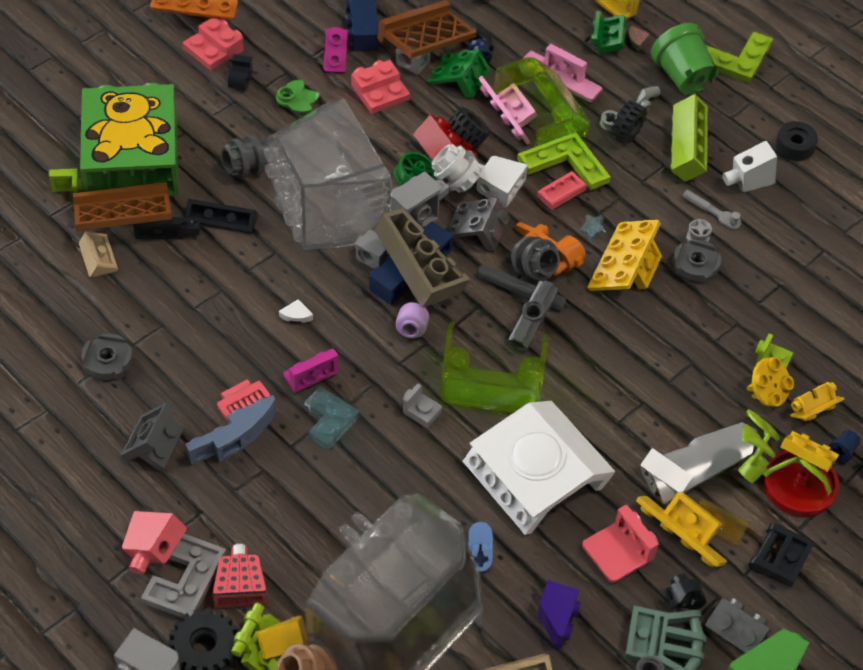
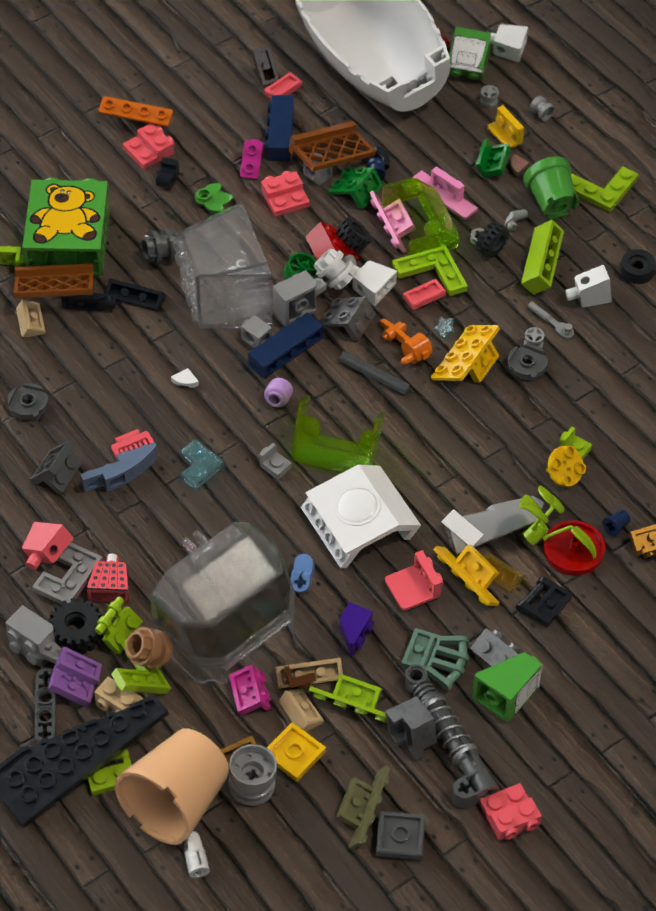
camera: 10 degrees right, 0 degrees up
(279, 637) = (131, 623): yellow slope -> none
(312, 370) = (190, 425): dark pink bracket -> none
(419, 259) = (290, 346): dark tan wedge -> none
(527, 326) = (384, 387): dark grey piece -> none
(535, 258) = (388, 349): dark grey piece -> none
(685, 593) = (458, 622): black piece -> none
(810, 451) = (582, 522): yellow plate -> none
(825, 399) = (608, 484): yellow hinge -> none

